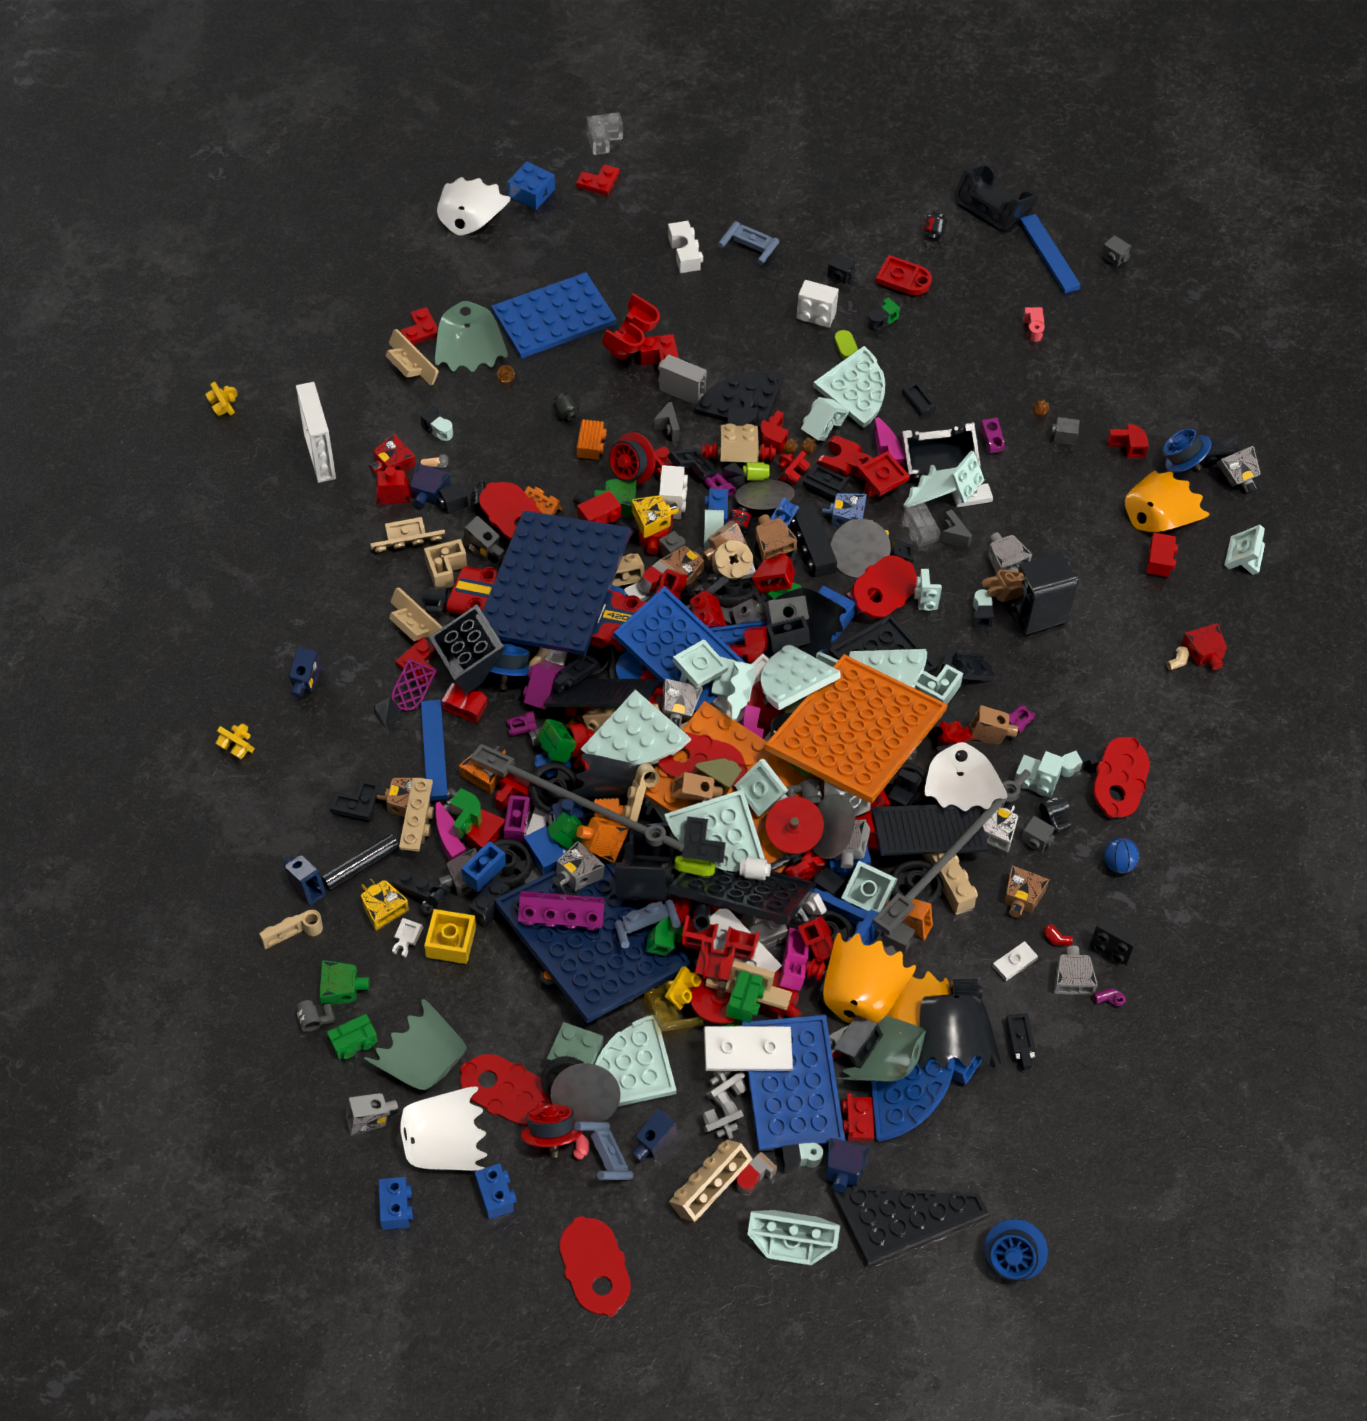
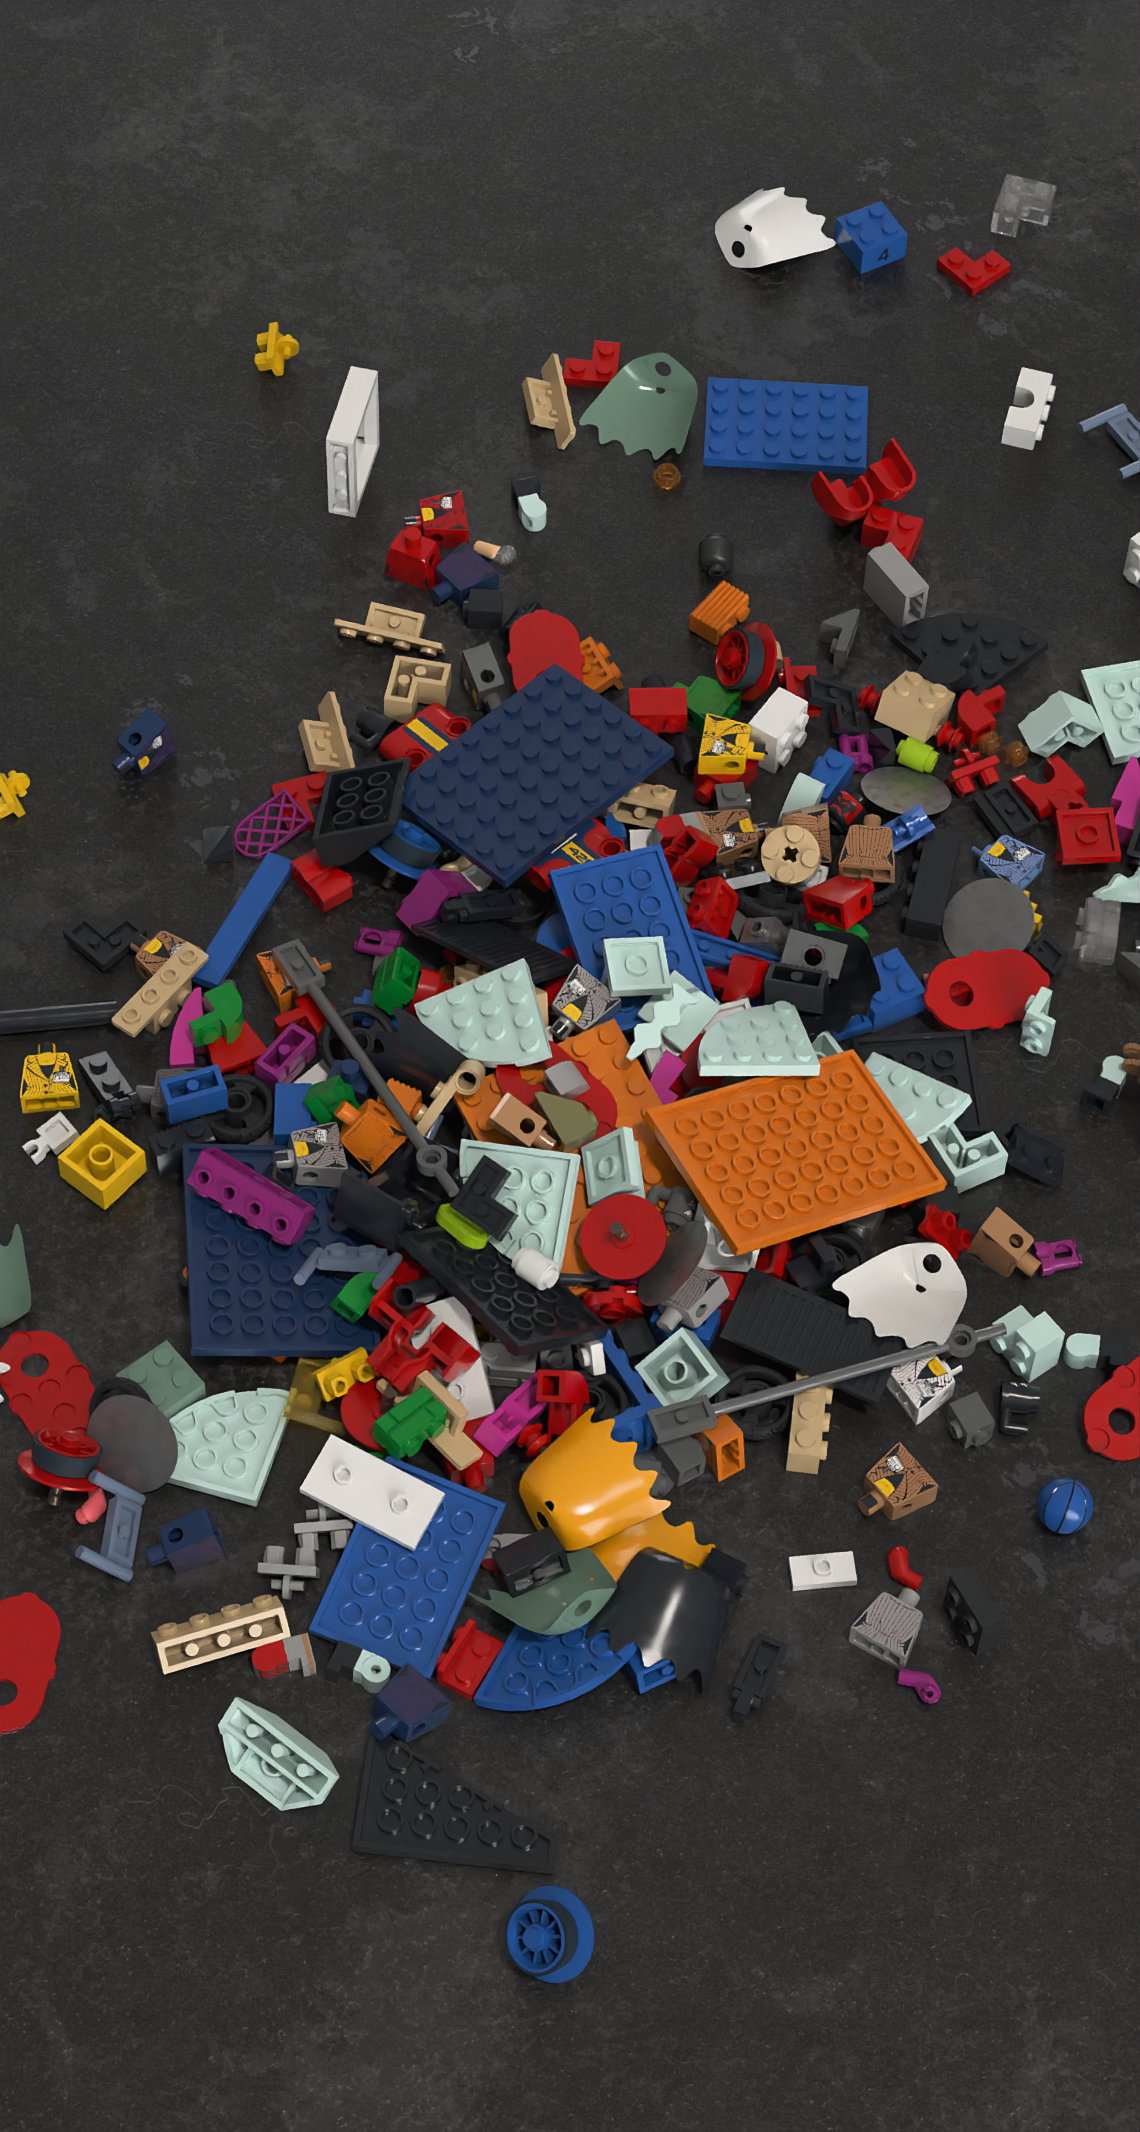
camera: 30 degrees right, 0 degrees up
(703, 751) = (565, 1080): none -> light grey brick

